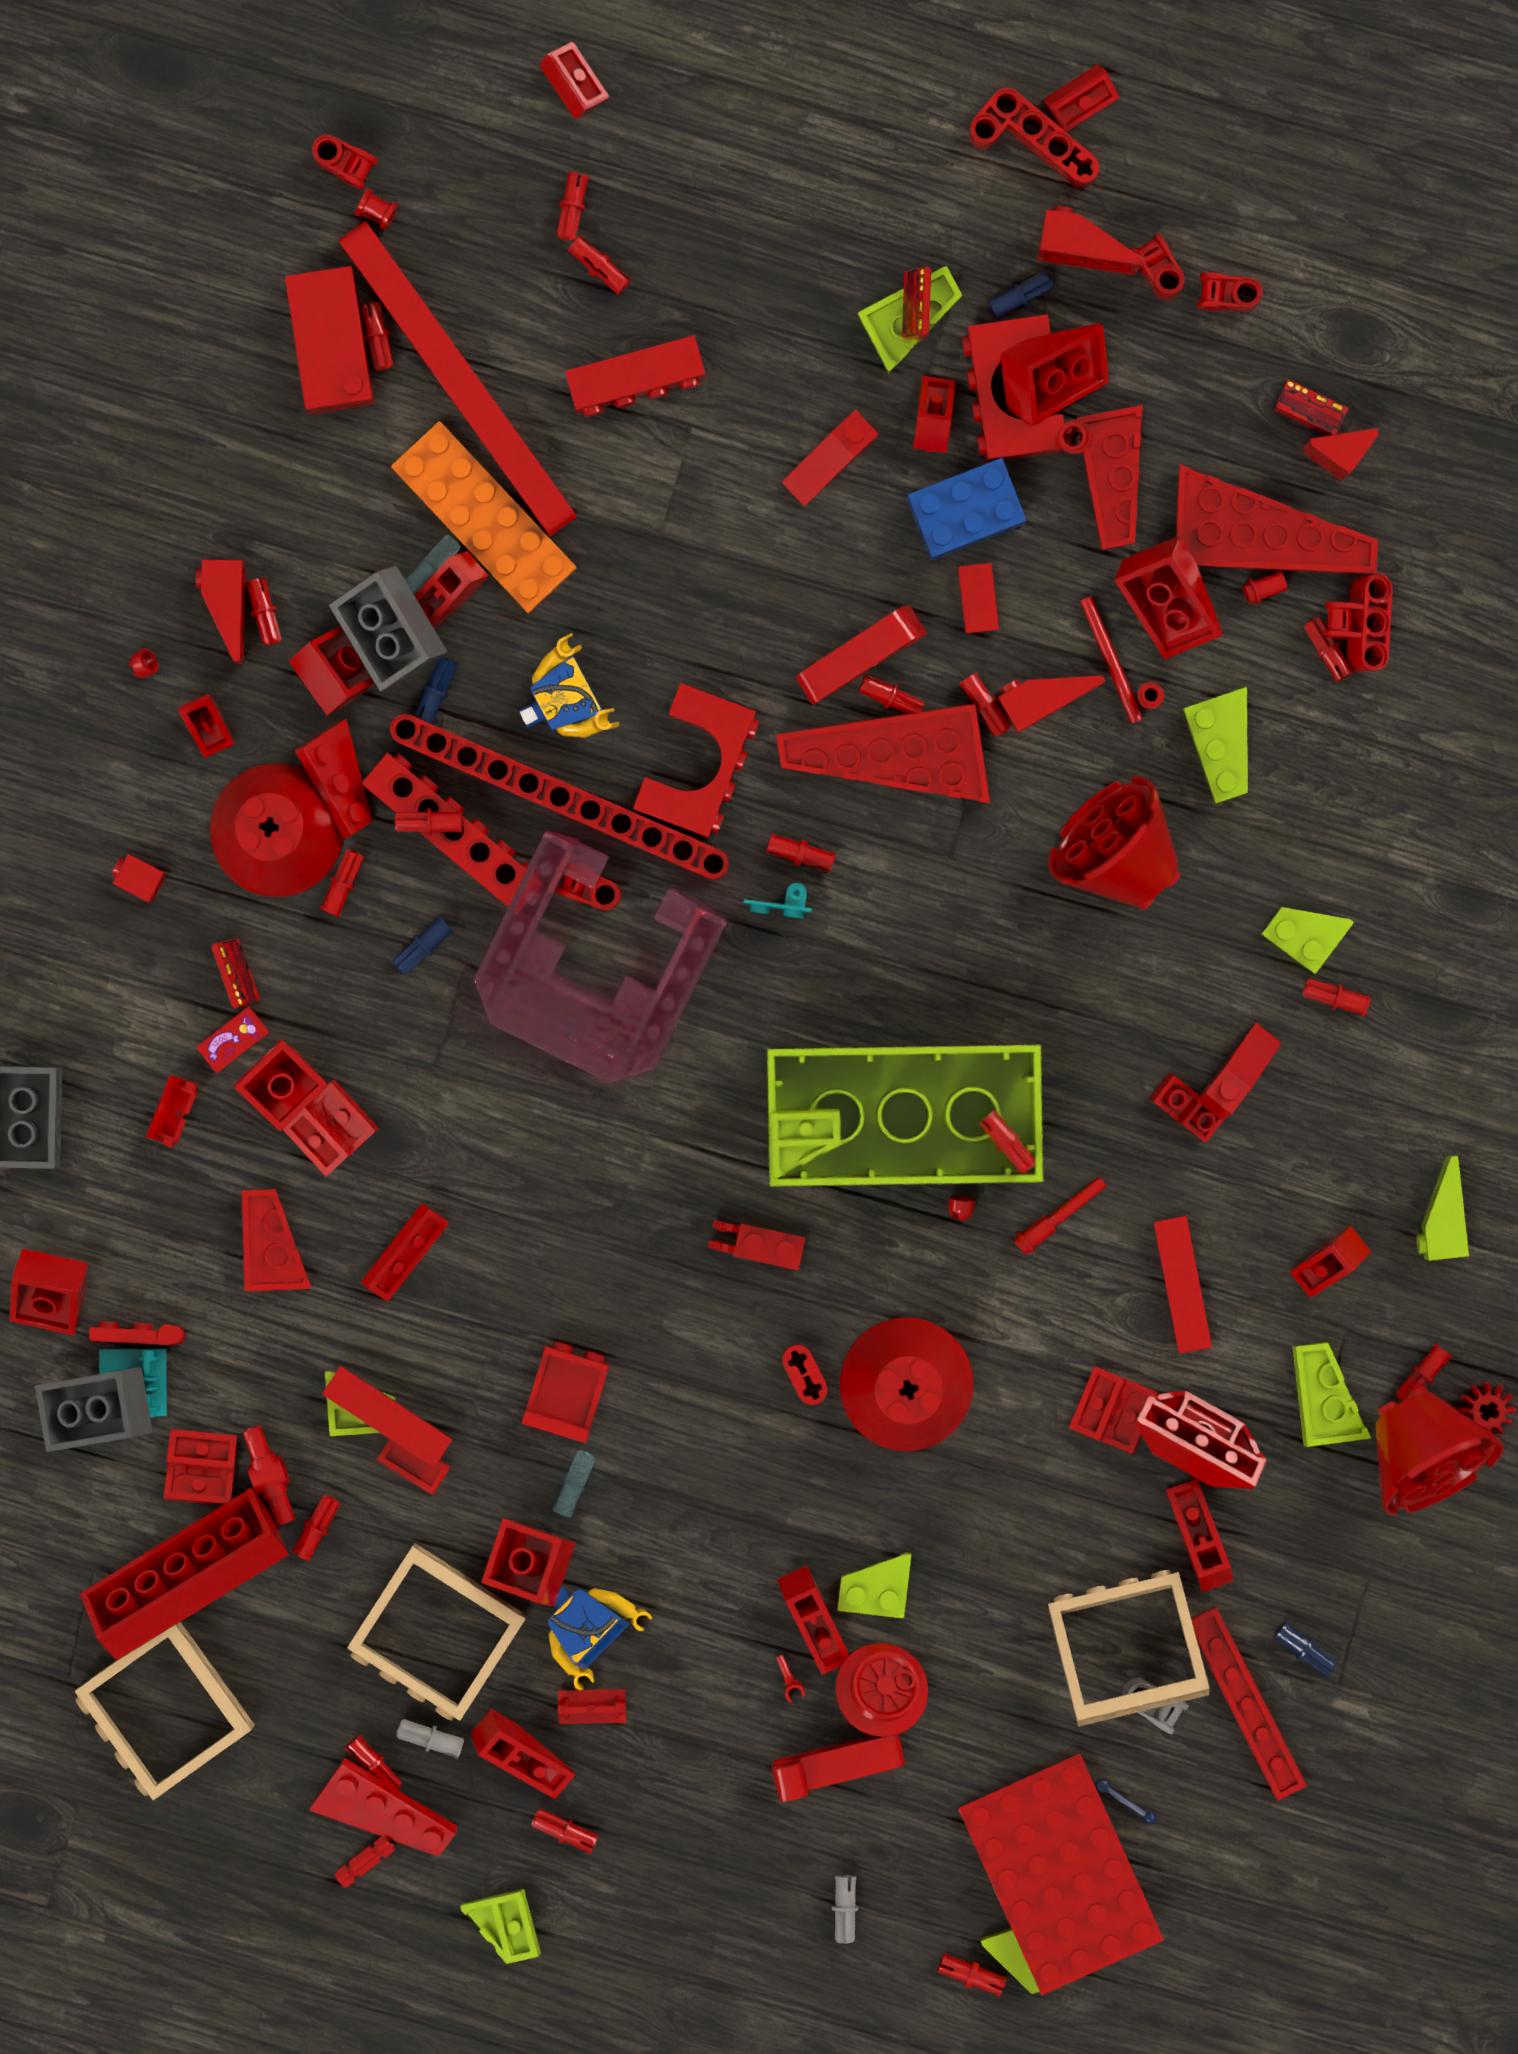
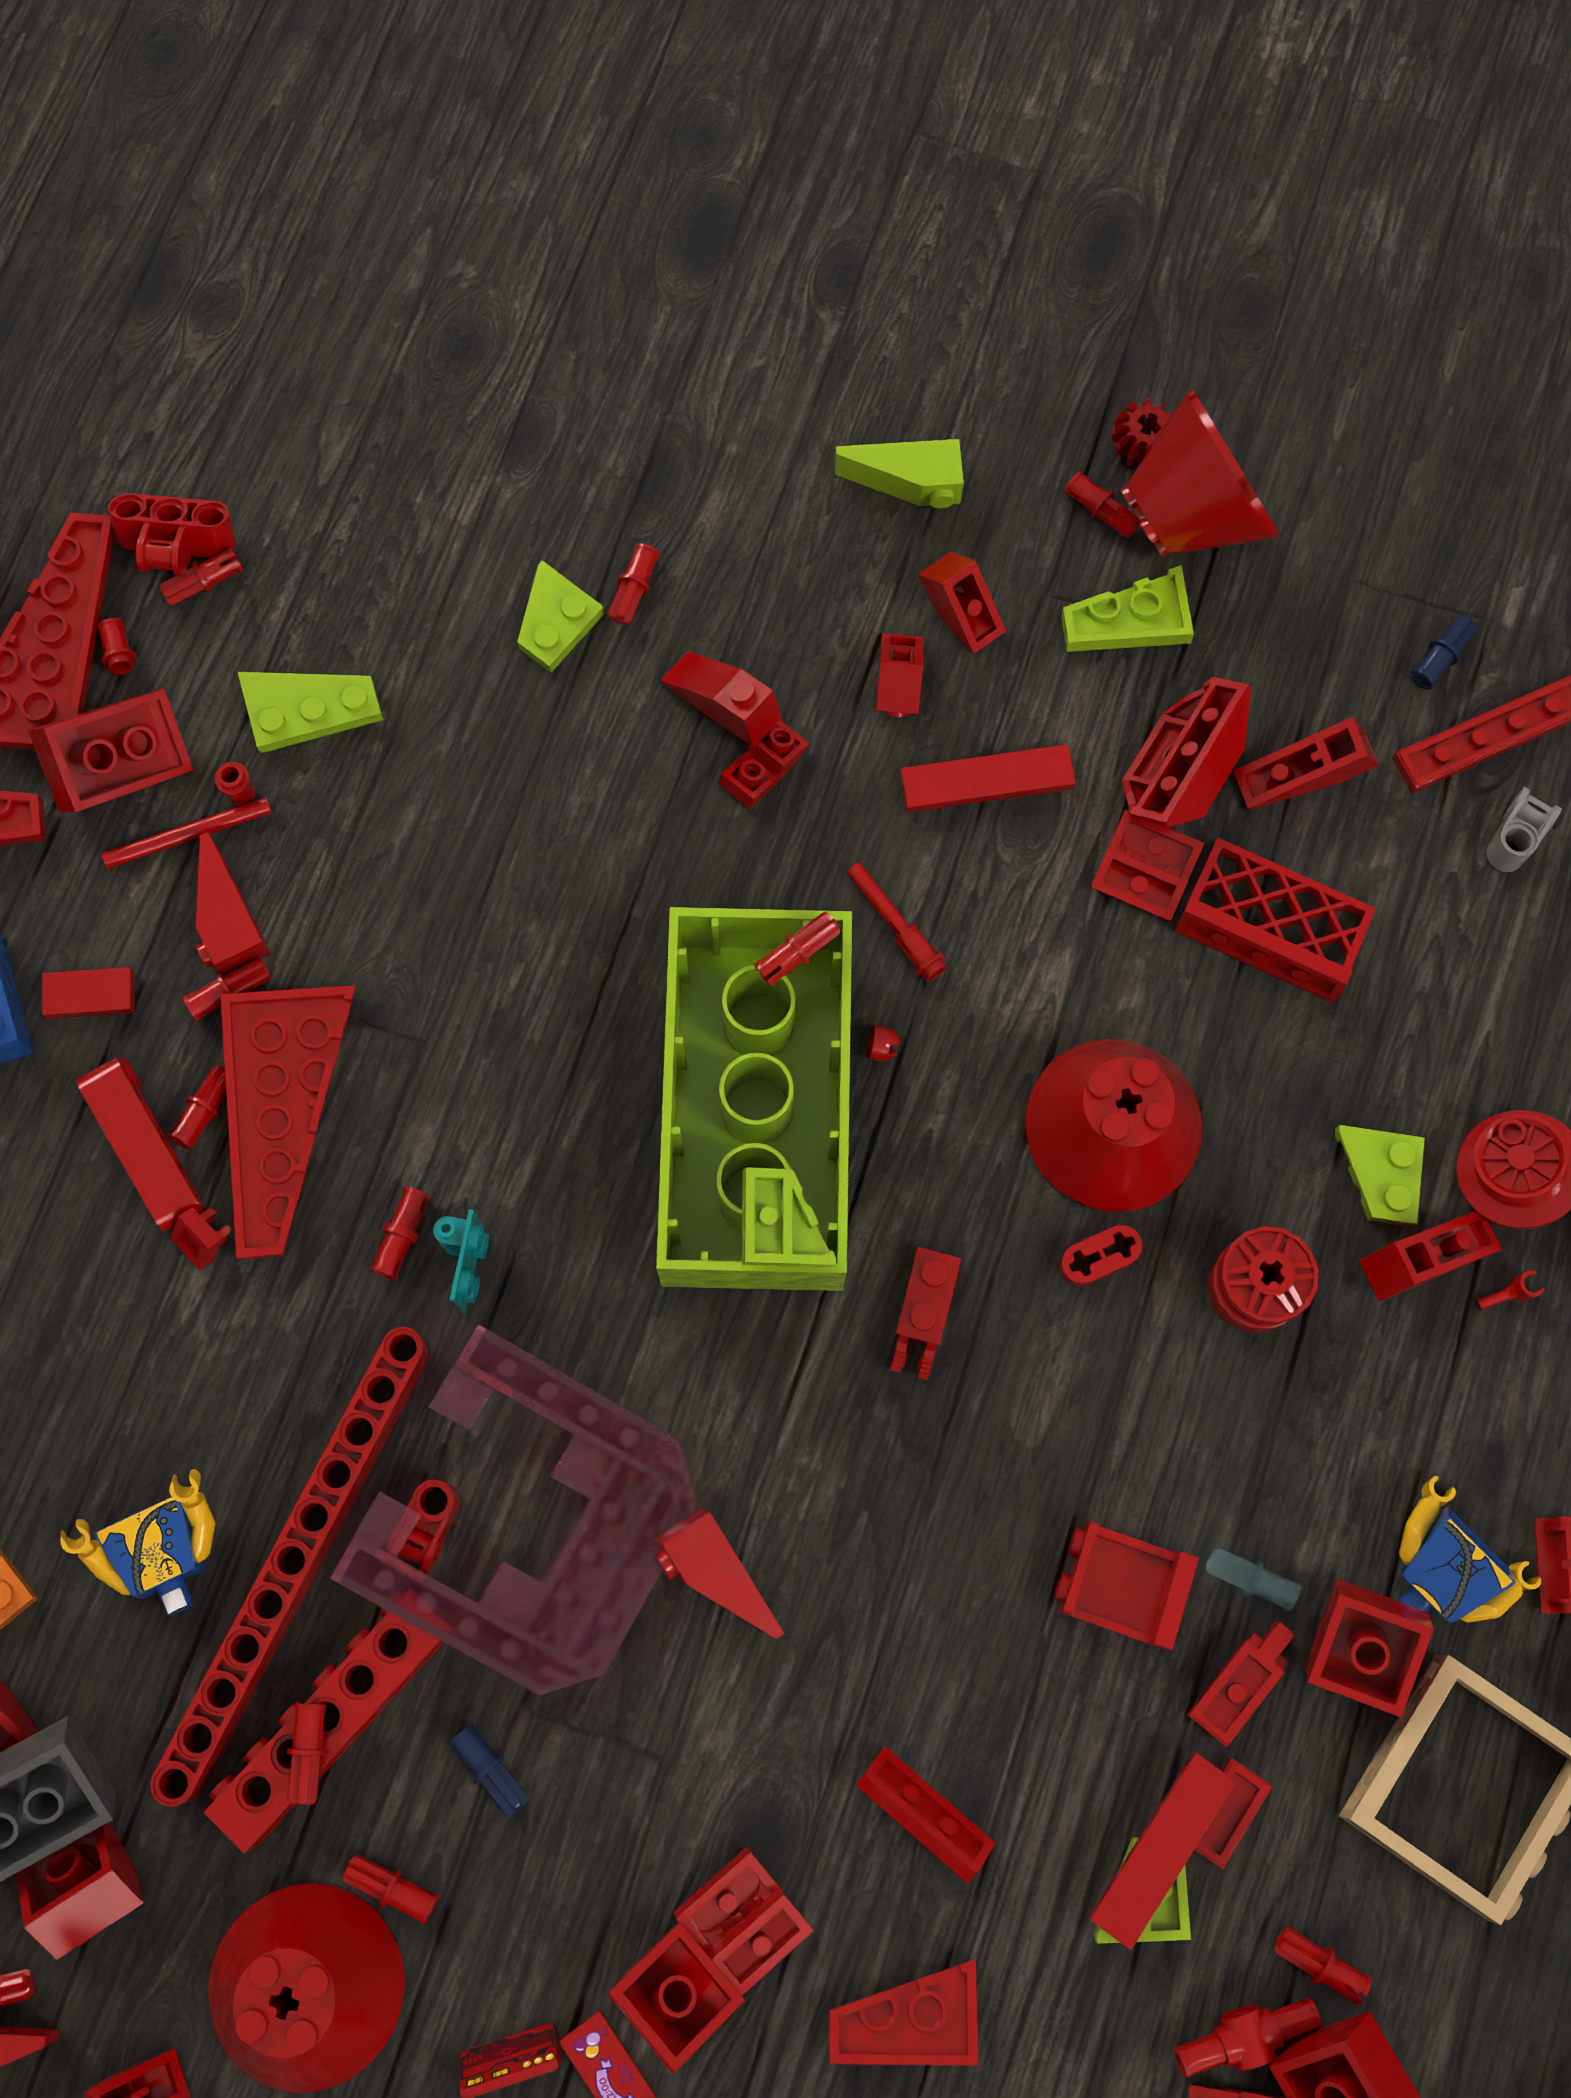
camera: 90 degrees left, 15 degrees down
(337, 777) = (234, 1890): red wing -> none
(435, 690) = (125, 1735): dark blue axle -> none
(500, 1474) = (1242, 1684): none -> red hinge
(567, 1093) = (707, 1563): none -> red slope
(730, 727) = (221, 1321): red arch -> none
(787, 1472) = (1237, 1275): none -> red wheel
(791, 703) = (197, 1238): none -> red tile
(1047, 1501) = (1270, 950): none -> red fence
(1118, 845) = (416, 818): red cone -> none
(1141, 1700) = (1542, 908): tan window -> none
(1266, 1213) = (900, 674): none -> red slope

